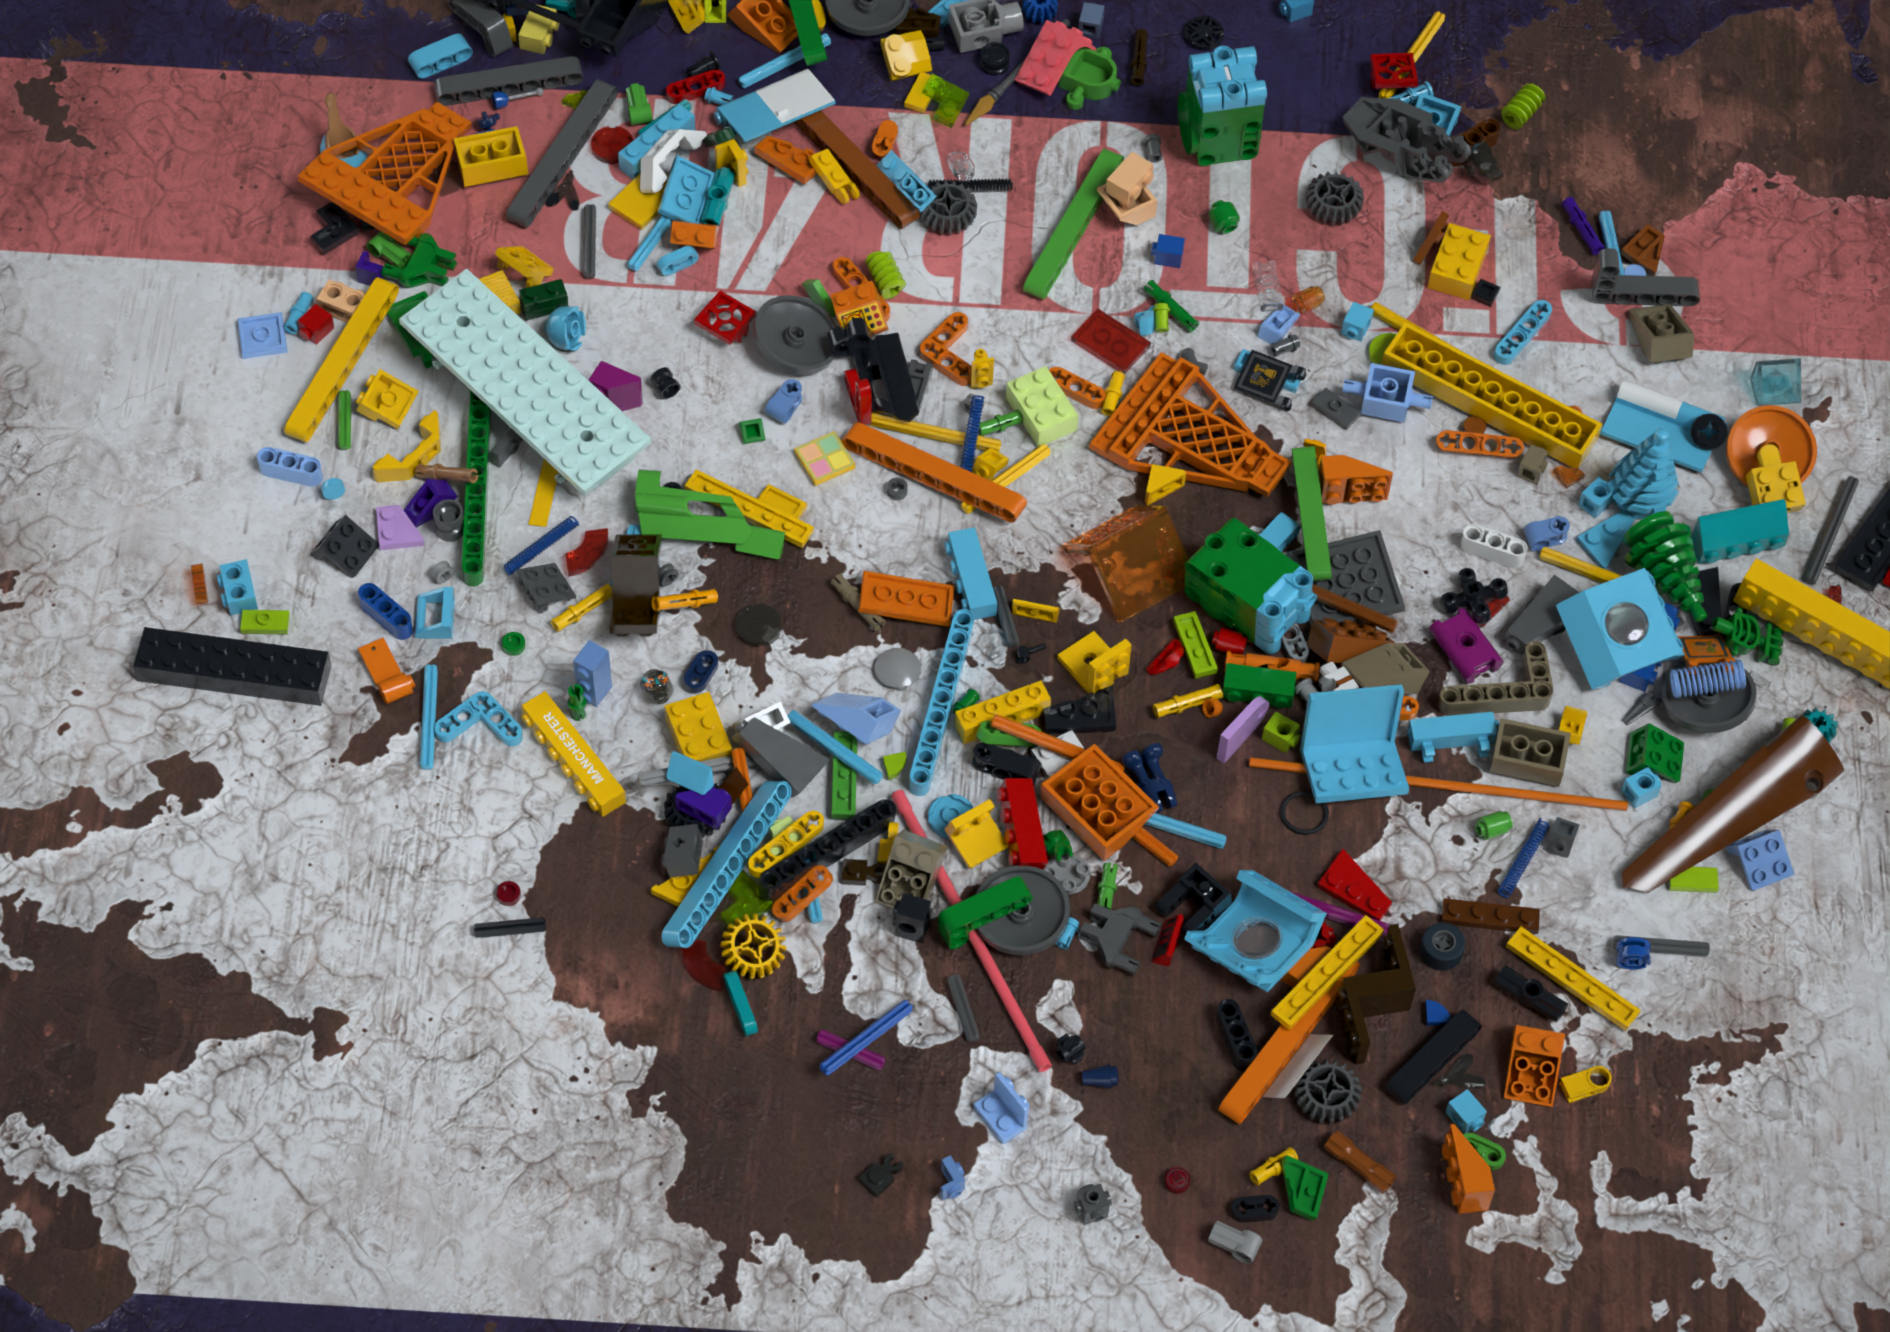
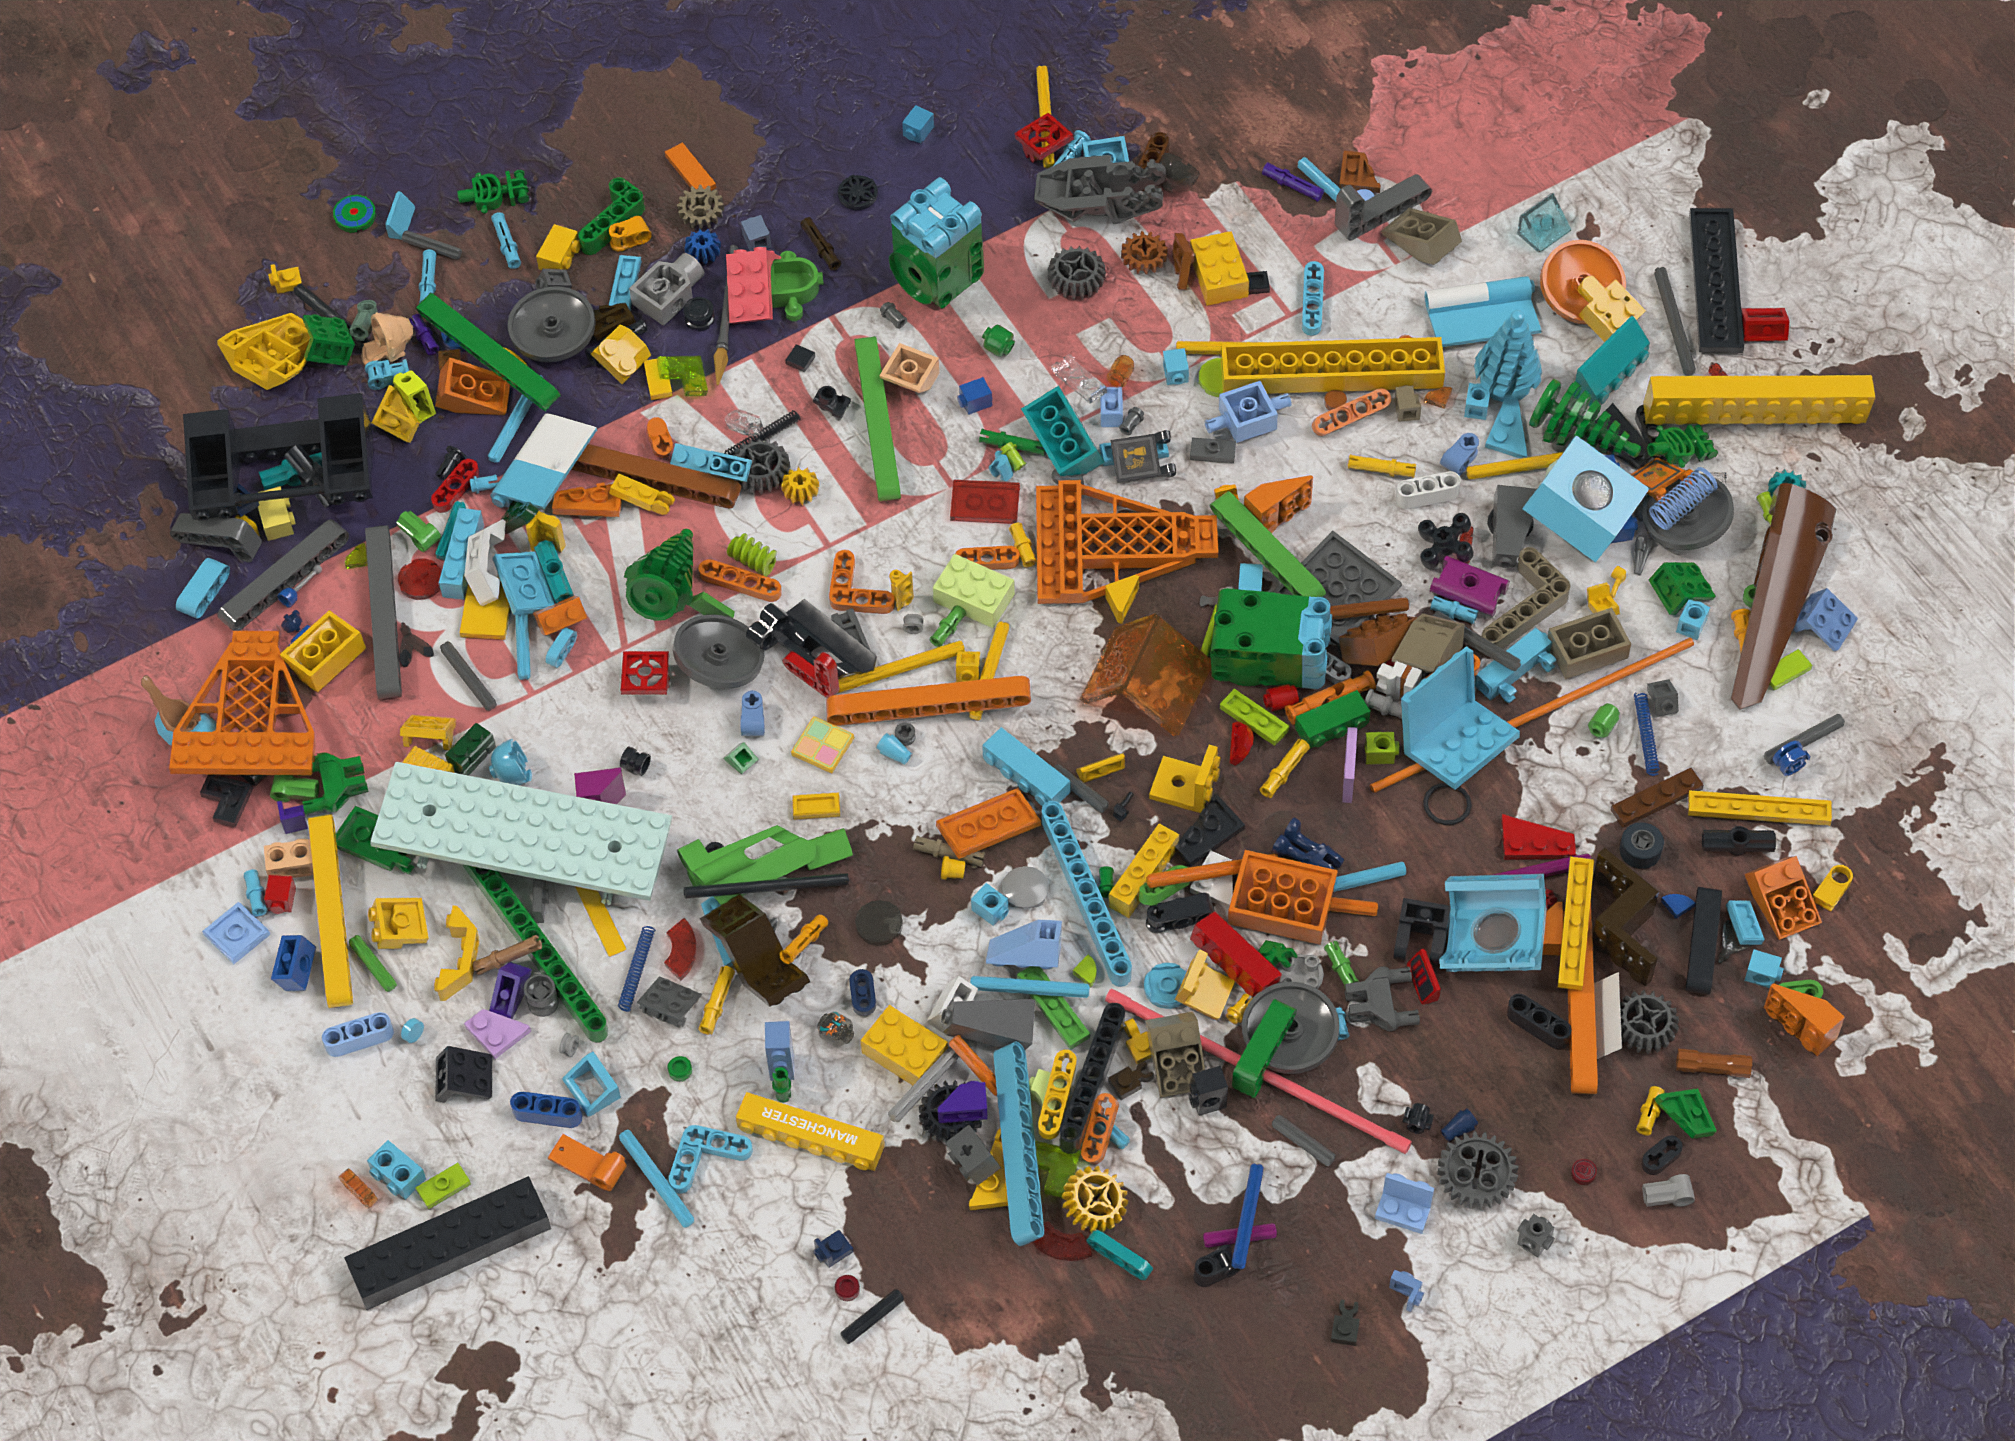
camera: 30 degrees left, 0 degrees up
(283, 382) = (293, 963): none -> blue brick
(520, 856) = (832, 1248): none -> dark blue bracket
(688, 540) = (766, 886): none -> black piece
(690, 773) = (936, 1084): medium azure slope -> none
(734, 784) = (970, 1070): reddish brown sticker -> none
(754, 510) = (803, 825): yellow plate -> none
(796, 249) = (662, 578): none -> green plant
(812, 1058) = (1219, 1265): none -> black piece
(849, 617) = (952, 868): none -> yellow piece
(856, 655) = (986, 896): none -> medium azure brick
(860, 302) = (754, 594): orange slope -> none
(877, 493) = (893, 748): none -> medium azure cone
(968, 241) = (800, 485): none -> yellow gear
(973, 435) = (936, 644): blue piece -> none
(988, 870) = (1236, 1013): none -> yellow pin
(1047, 191) = (829, 401): none -> black plate
(1050, 140) = (800, 358): none -> black tile
(1103, 1136) = (1455, 1165): none -> dark grey gear
(1130, 178) = (905, 351): light nougat brick -> none
(1210, 705) = (1304, 760): orange hinge -> none
(1216, 322) = (1062, 434): none -> teal slope
(1405, 213) = (1134, 250): none -> dark orange gear
(1434, 698) = (1486, 646): none -> dark grey axle
(1437, 658) = (1454, 609): none -> medium azure pin
(1478, 509) = (1382, 466): none -> yellow pin
(1482, 1064) = (1745, 922): none -> medium azure plate
(1522, 106) = (1169, 108): lime piece -> none
(1607, 715) = (1620, 576): none -> yellow hand
(1702, 423) = (1534, 298): black gear -> none

